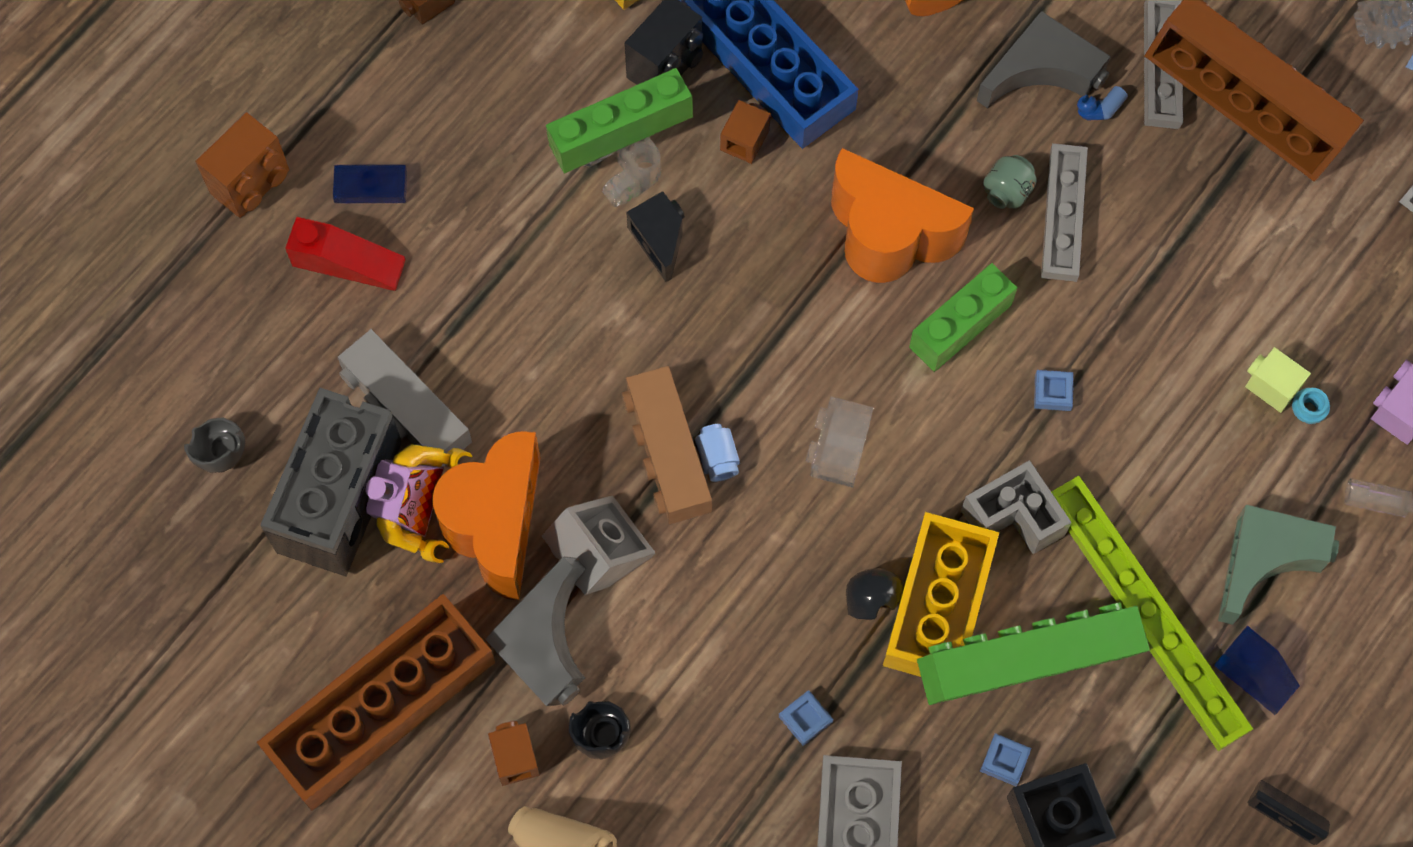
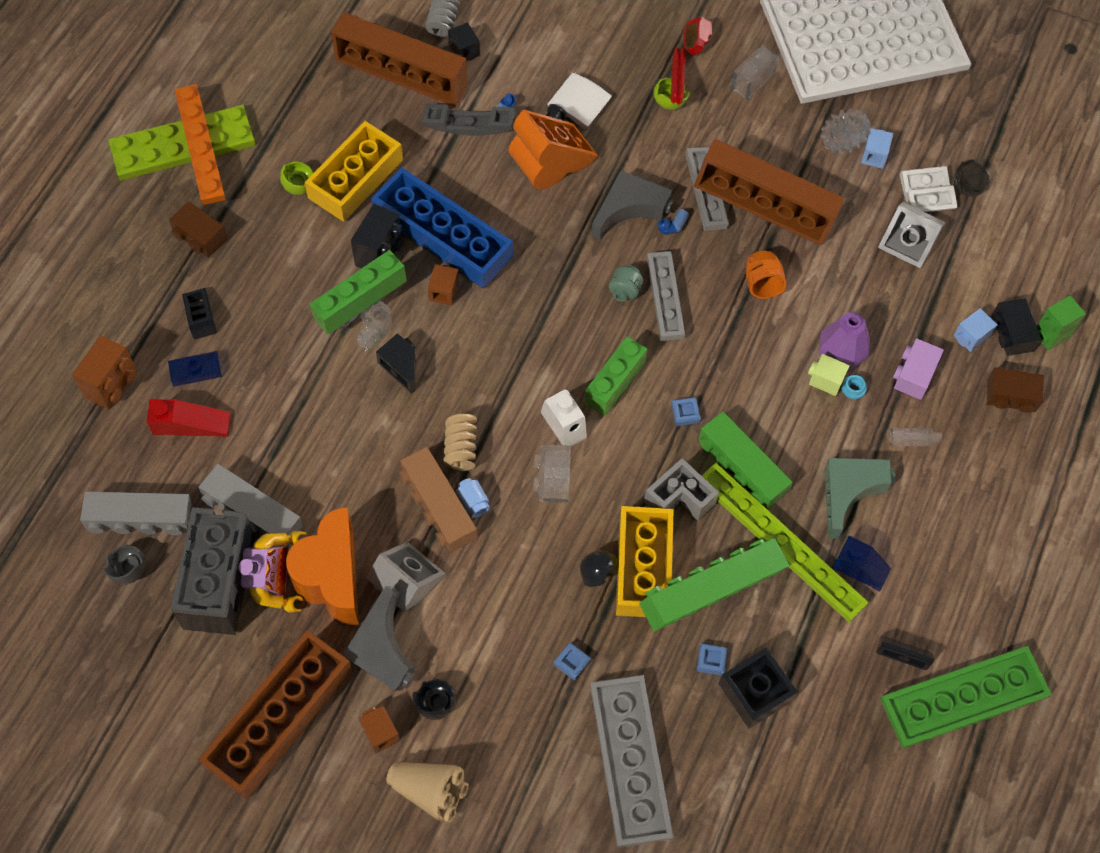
camera: 15 degrees left, 5 degrees down
(246, 374) = (136, 512): none -> light grey brick
(398, 123) = (201, 326): none -> black slope
(715, 368) = (460, 442): none -> tan piece
(874, 359) = (561, 415): none -> white torso
(893, 219) = (555, 321): orange brick -> none
(1121, 481) = (744, 460): none -> bright green brick
(1218, 211) = (765, 275): none -> orange helmet
(1315, 334) = (846, 340): none -> medium lavender cone

